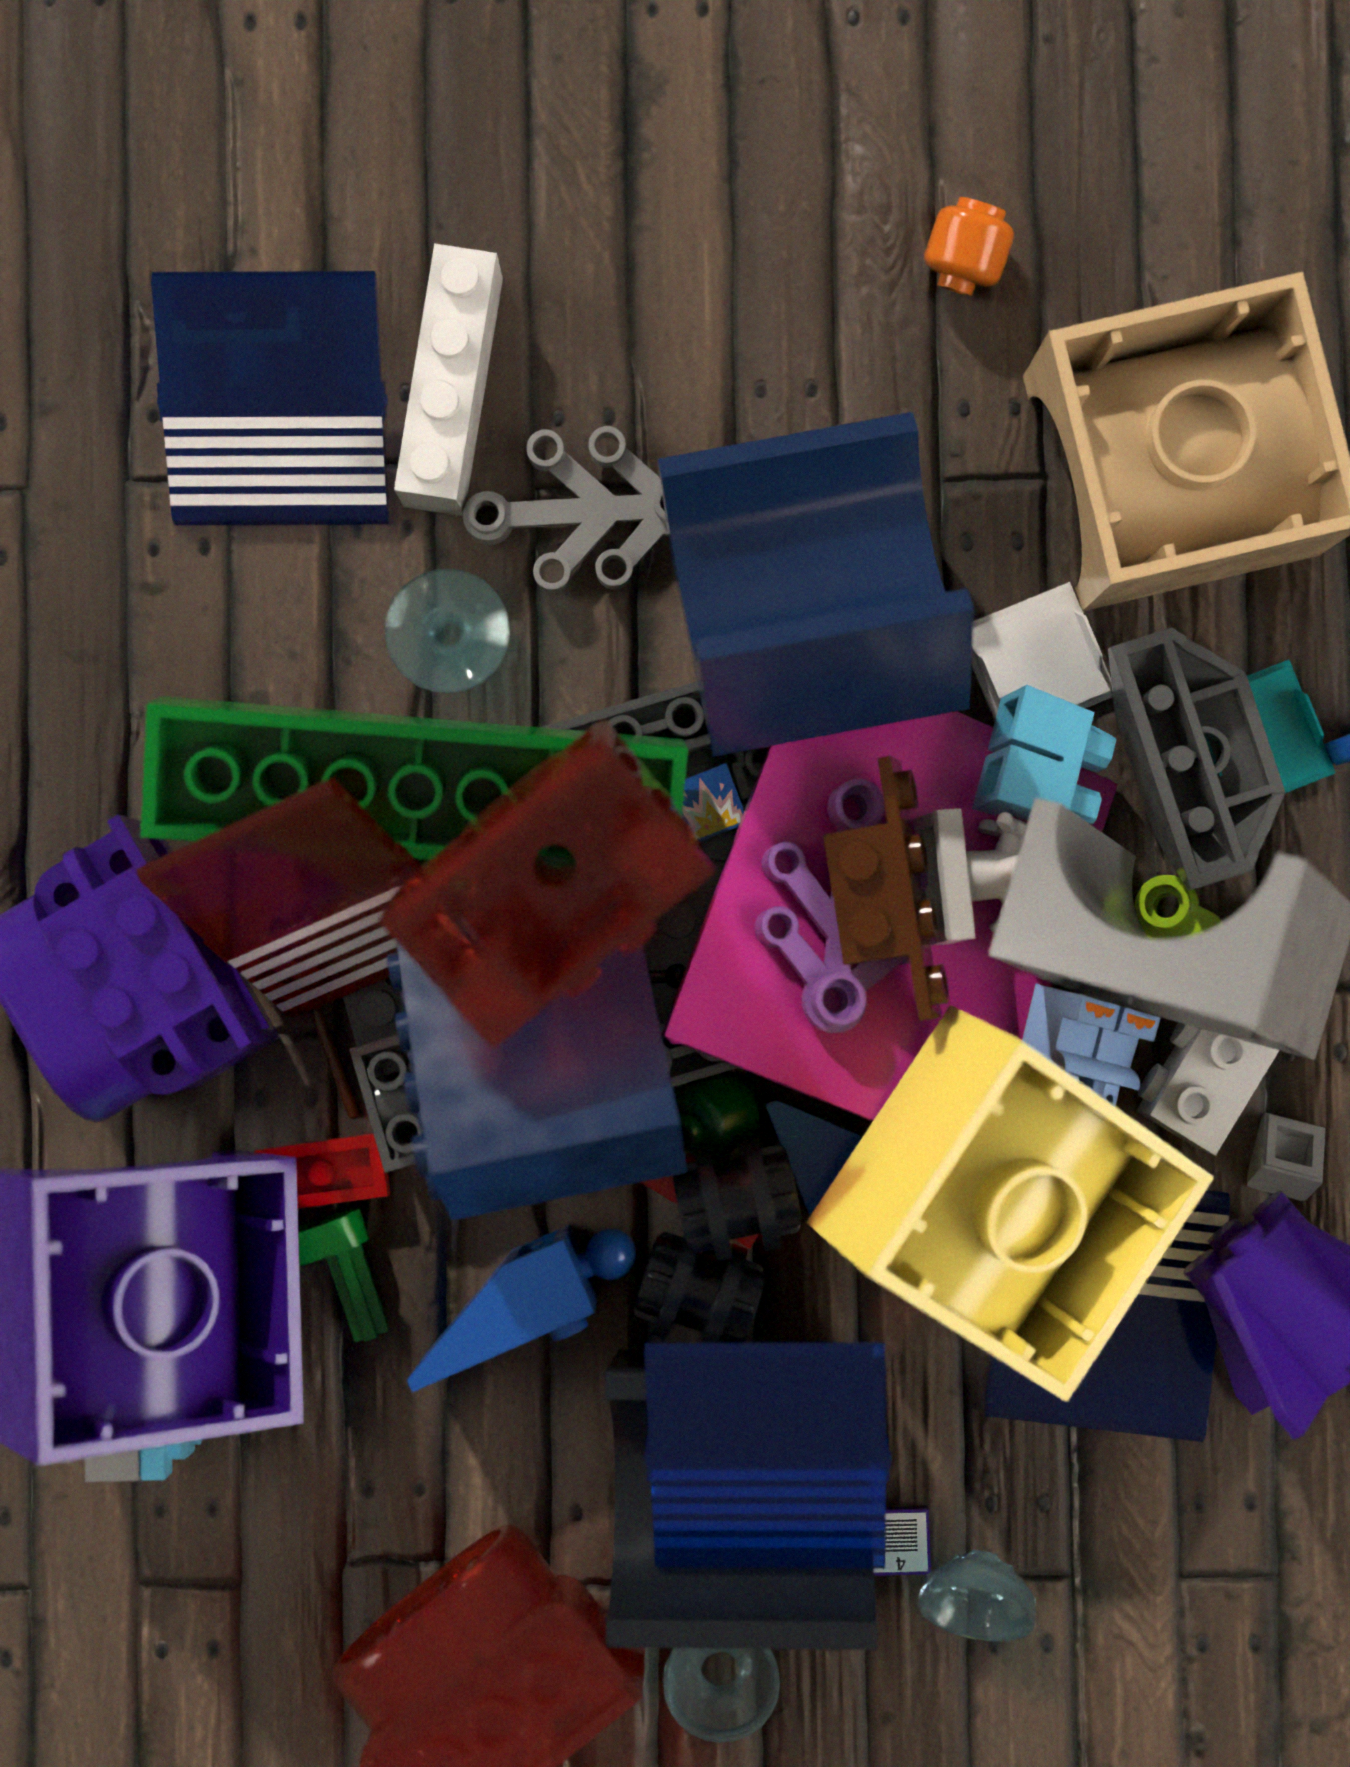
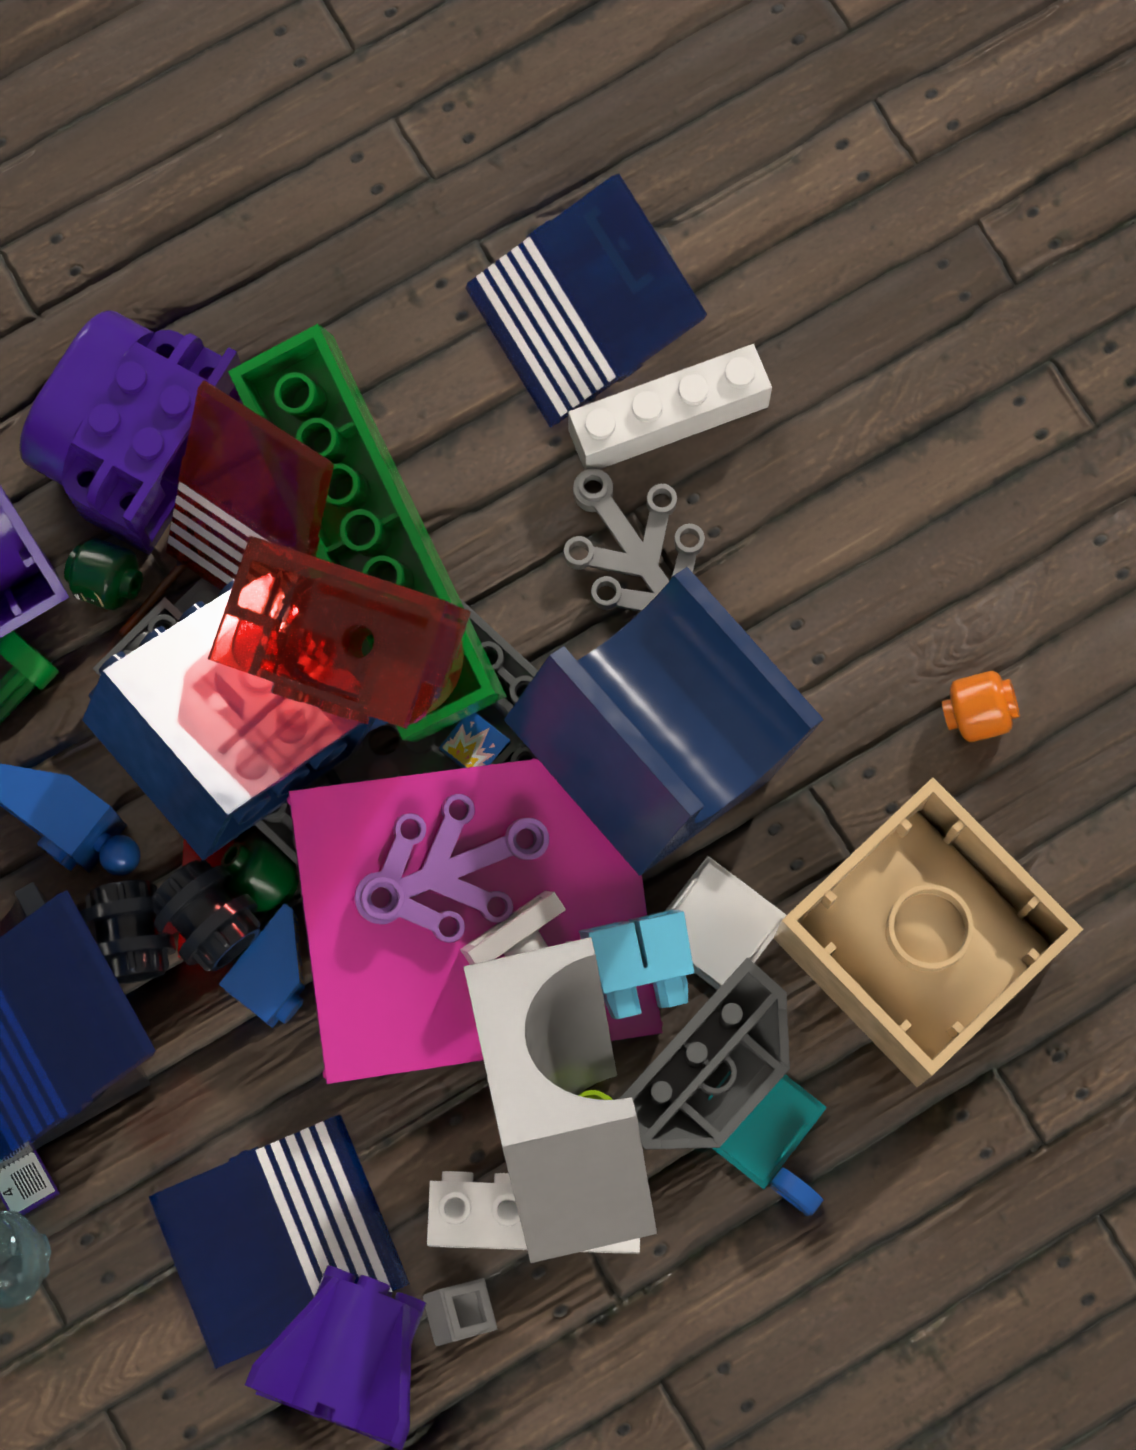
camera: 60 degrees right, 10 degrees down
(277, 1100) = (103, 574): none -> dark green head
(336, 1169) = (73, 638): red plate -> none
(441, 600) = (491, 482): clear light blue dish -> none
(881, 894) = (476, 887): reddish brown bracket -> none
(1009, 1201) = (302, 1098): light yellow piece -> none
(1088, 1038) = (459, 1106): light blue hips -> none

